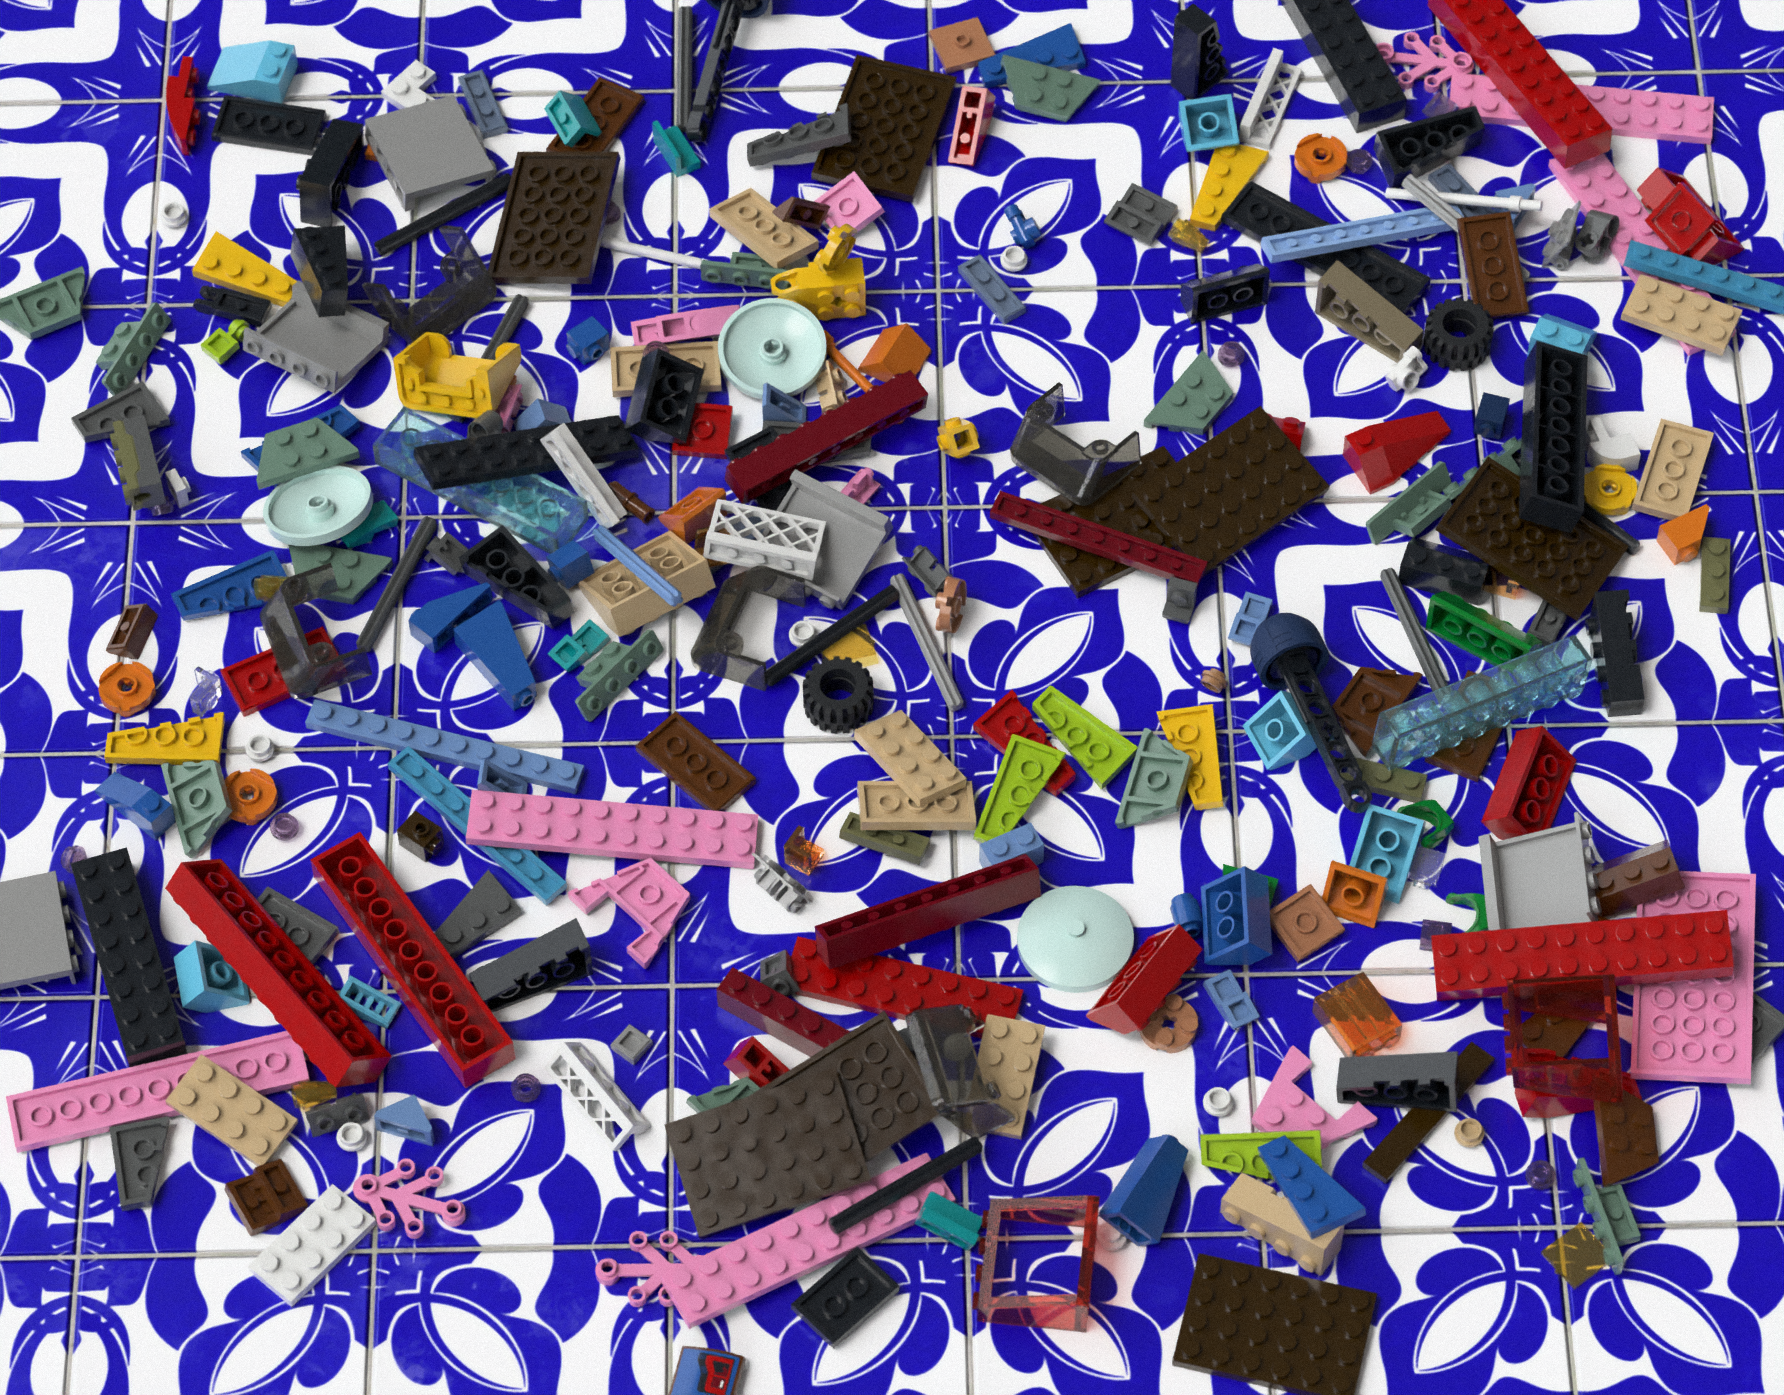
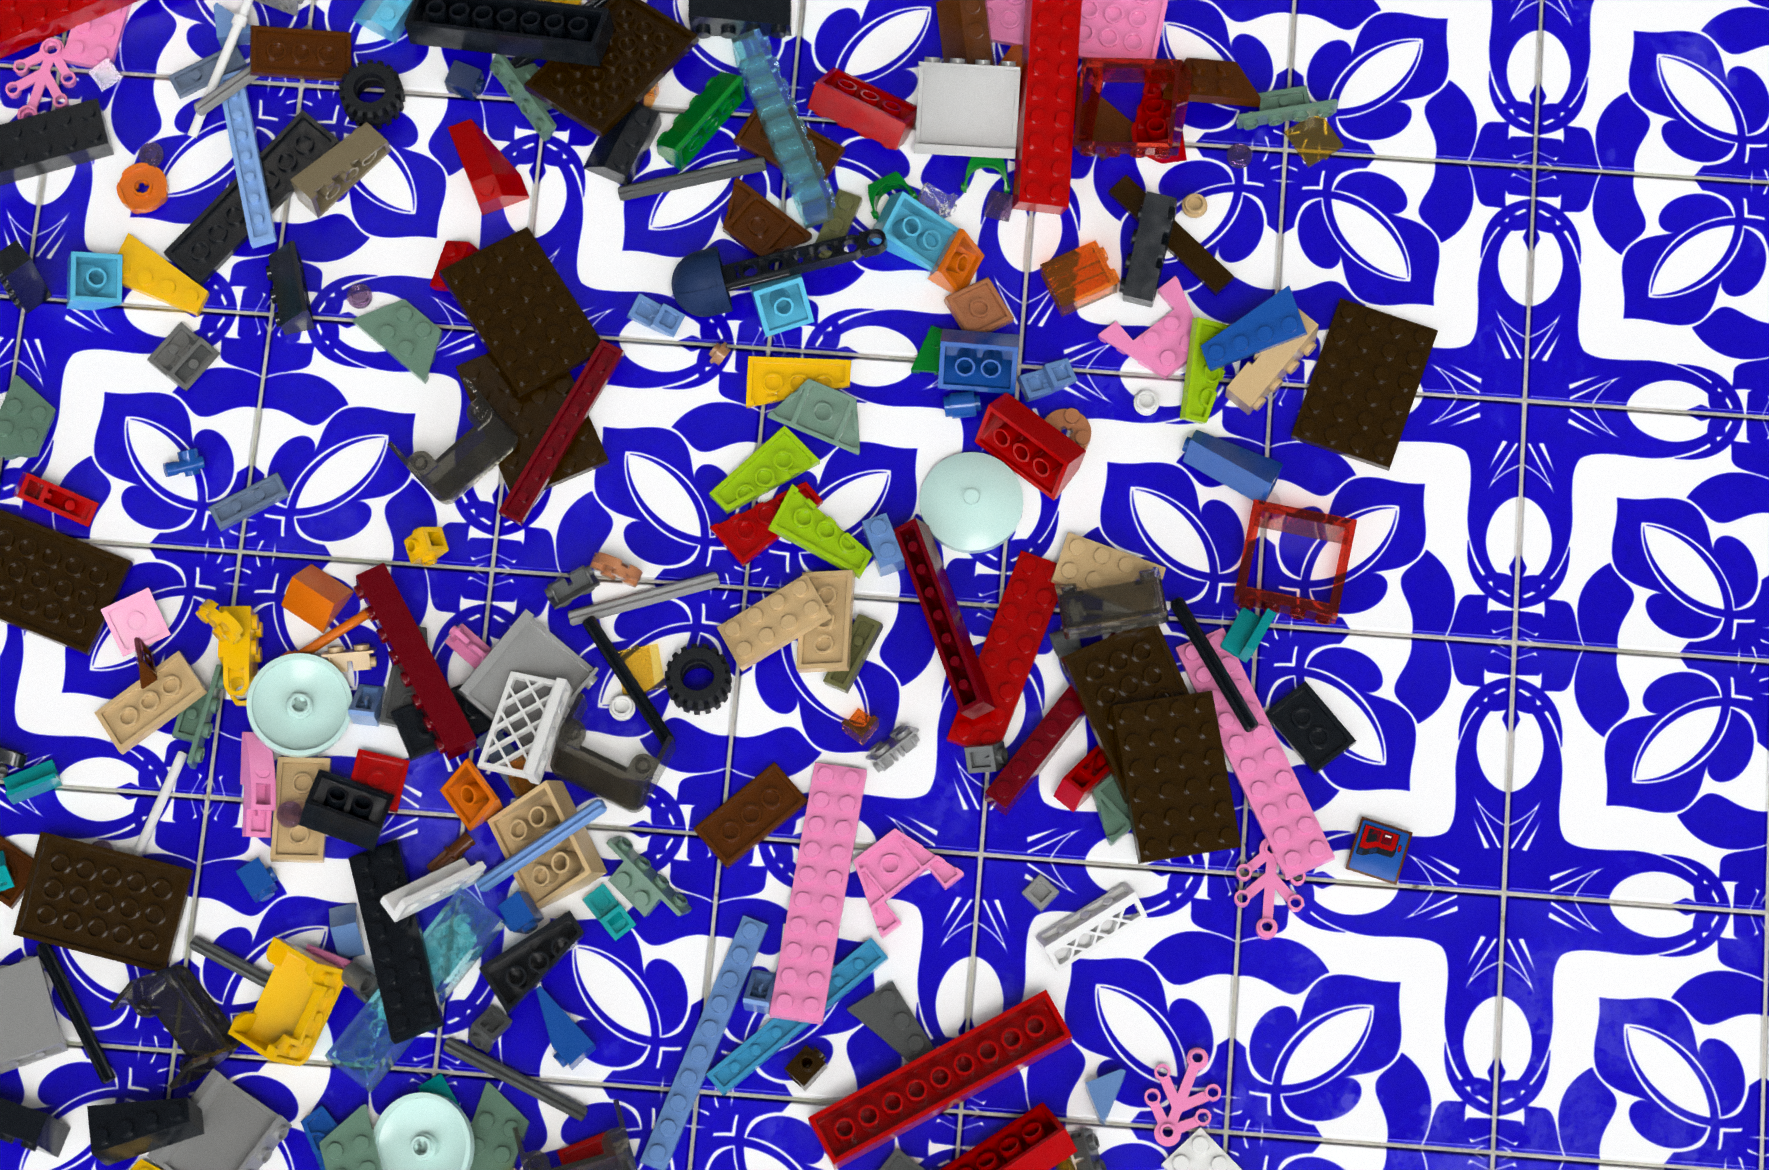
camera: 80 degrees left, 15 degrees up
(351, 1137) = (1113, 1146): white plate -> none
(363, 990) = (964, 1140): medium azure slope -> none
(496, 653) = (612, 986): blue slope -> none
(525, 1080) = (1080, 980): clear purple plate -> none
(535, 967) = (961, 971): black wedge -> none
(801, 138) = (45, 647): dark grey wing -> none
(1013, 258) = (217, 477): white plate -> none
(1180, 600) = (632, 372): dark grey bracket -> none
(1188, 235) = (216, 317): clear yellow cone -> none
(1262, 95) = (64, 230): white fence -> none
(1407, 371) = (406, 148): white plate -> none
(1413, 507) = (557, 157): sand green bracket -> none
(1426, 143) = (152, 100): black wedge -> none
(1547, 623) = (695, 69): dark grey plate -> none

